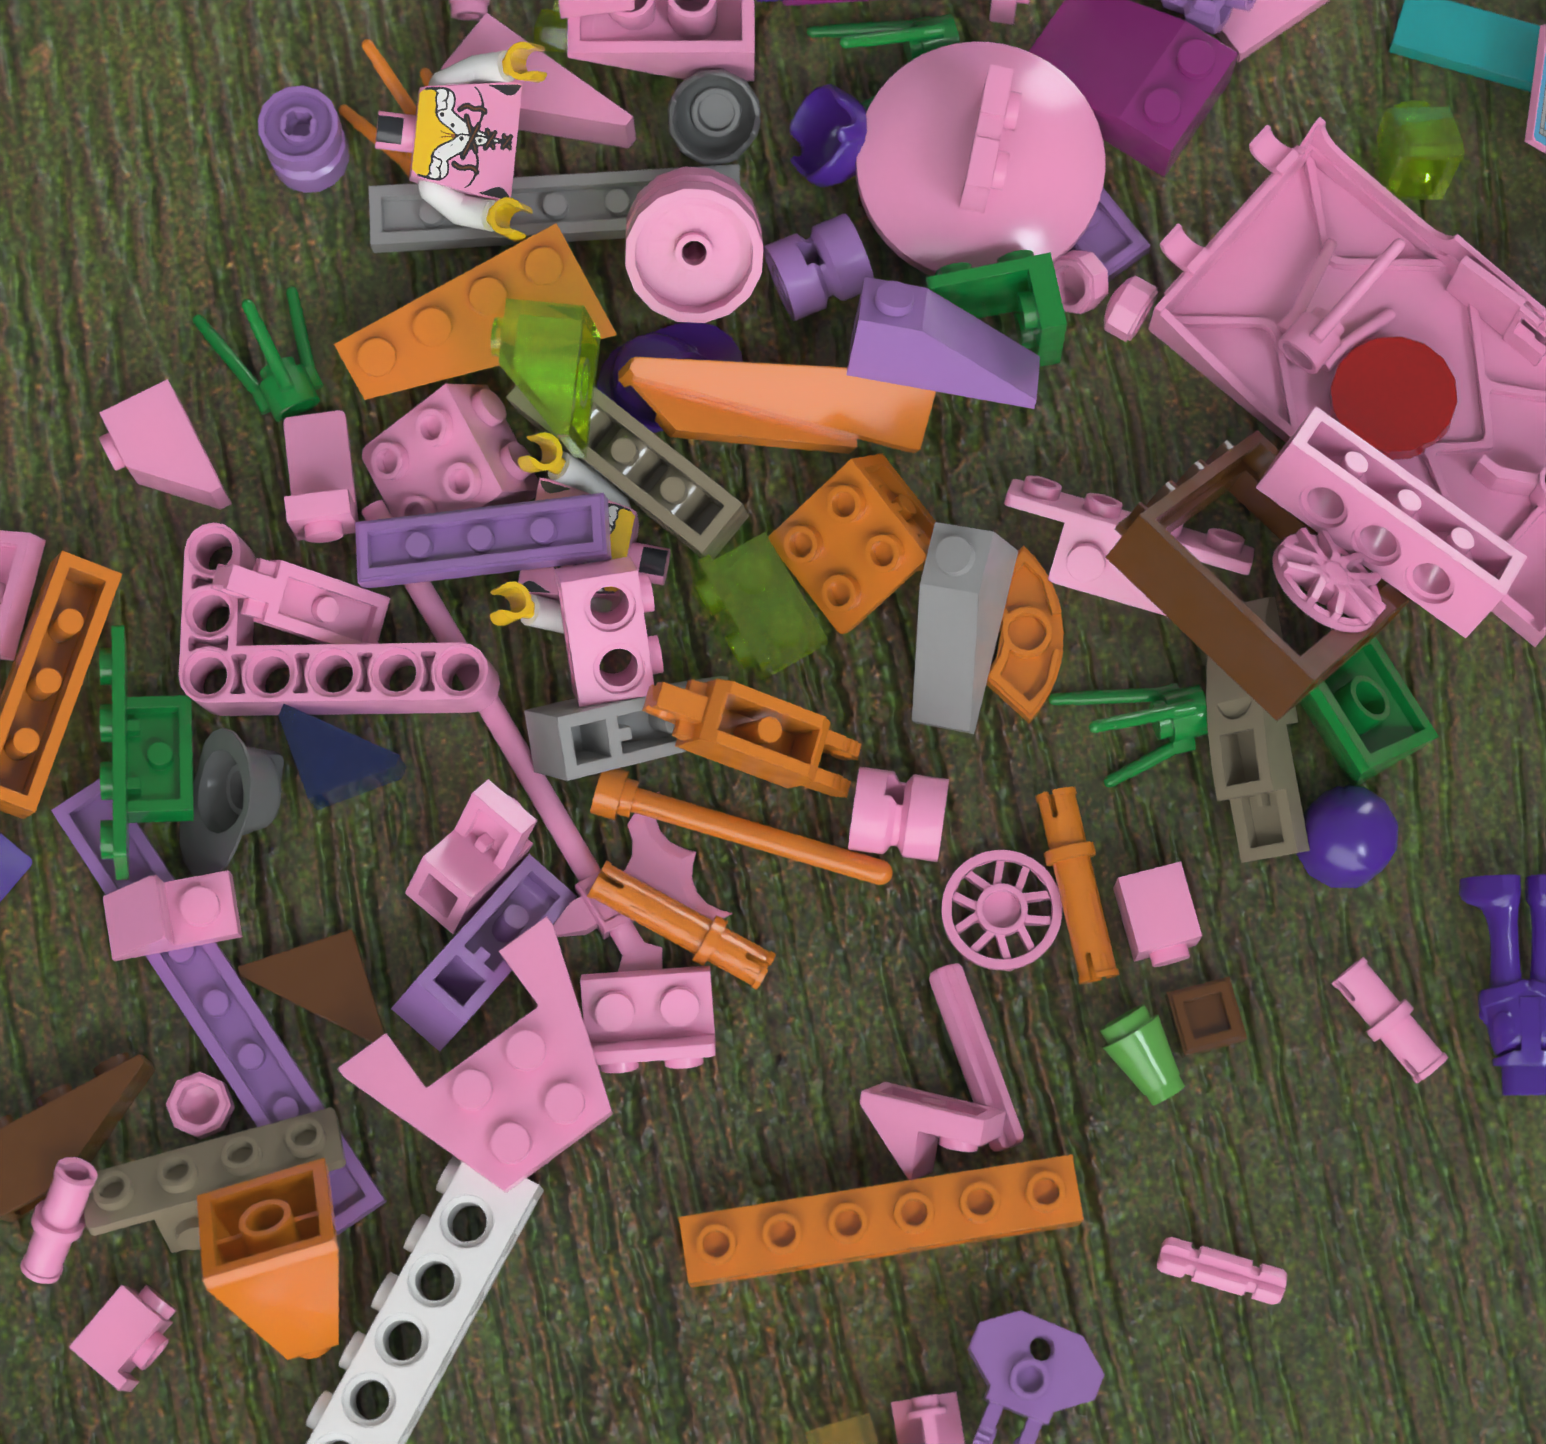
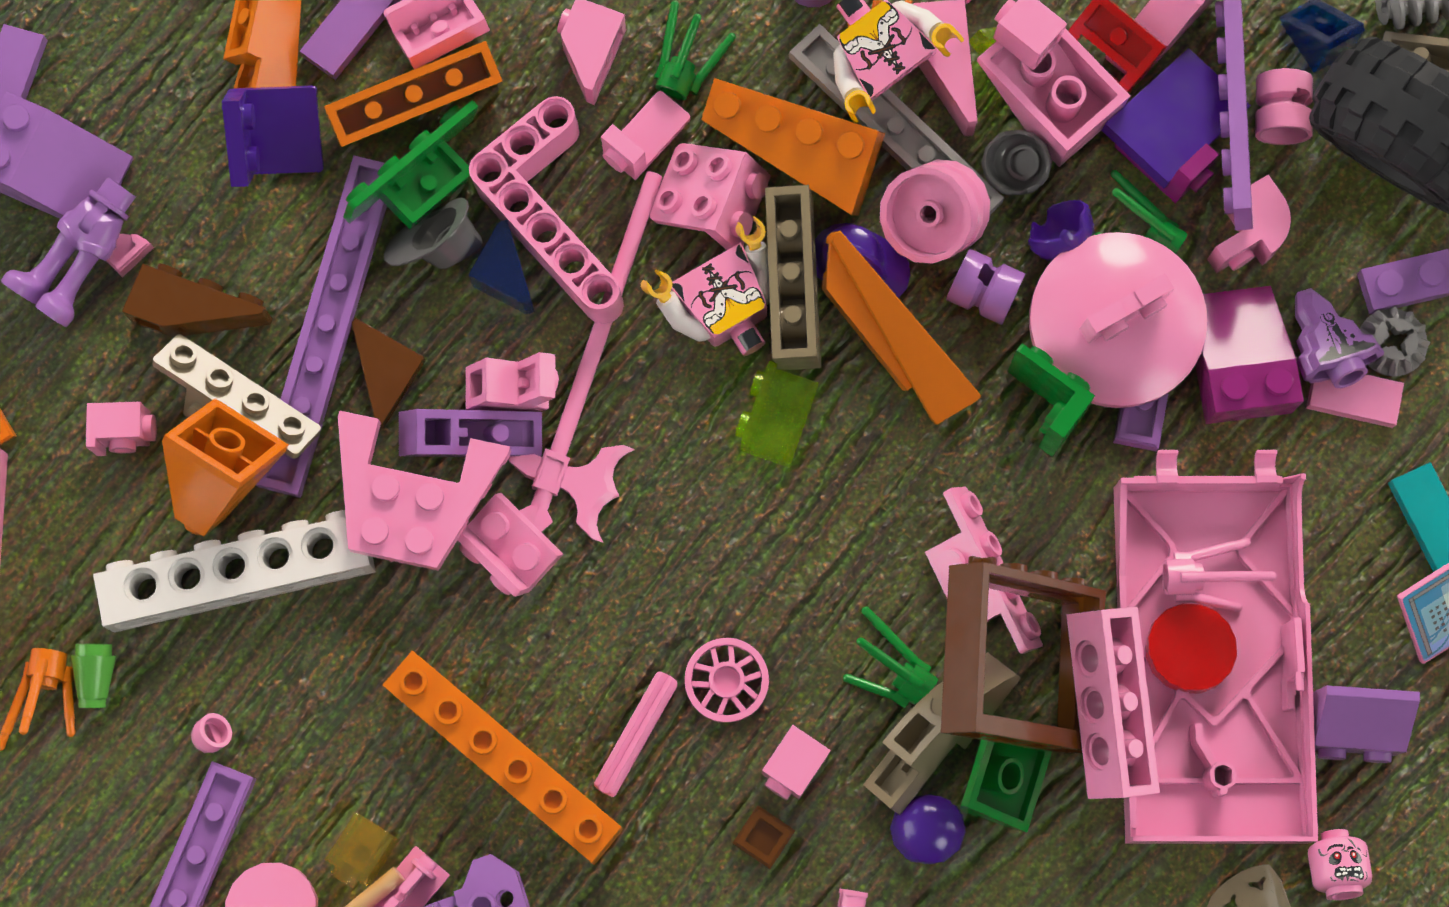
camera: 45 degrees right, 0 degrees up
(58, 1220) = (147, 342): bright pink pin -> none
(171, 914) = (351, 261): bright pink slope -> none
(200, 1105) = (268, 361): bright pink tile -> none
(304, 602) = (569, 185): bright pink hinge -> none
(483, 540) = (681, 244): medium lavender tile -> none
(553, 362) = (793, 194): clear neon green slope -> none
(595, 633) = (681, 341): bright pink brick -> none
(597, 738) = (651, 403): light grey slope -> none
(621, 796) = (612, 430): orange piece -> none
(680, 924) = (571, 521): orange pin -> none
(753, 733) = (701, 468): orange hinge -> none
(856, 540) = (860, 435): orange bracket -> none
(898, 814) = (727, 581): bright pink wheel -> none
(915, 1119) = (573, 734): bright pink slope -> none
(931, 344) = (993, 383): medium lavender slope -> none
(959, 623) = (858, 524): light grey slope -> none
(1029, 640) = (888, 567): orange tile -> none
(1077, 885) = (774, 707): orange pin -> none
(1081, 281) = (1102, 427): bright pink tile -> none
(1129, 308) = (1113, 466): bright pink tile -> none
(1143, 1053) = (713, 820): bright green cone -> none
(1330, 578) = (1048, 691): bright pink wheel -> none
(1418, 150) = (1341, 543): clear neon green slope -> none

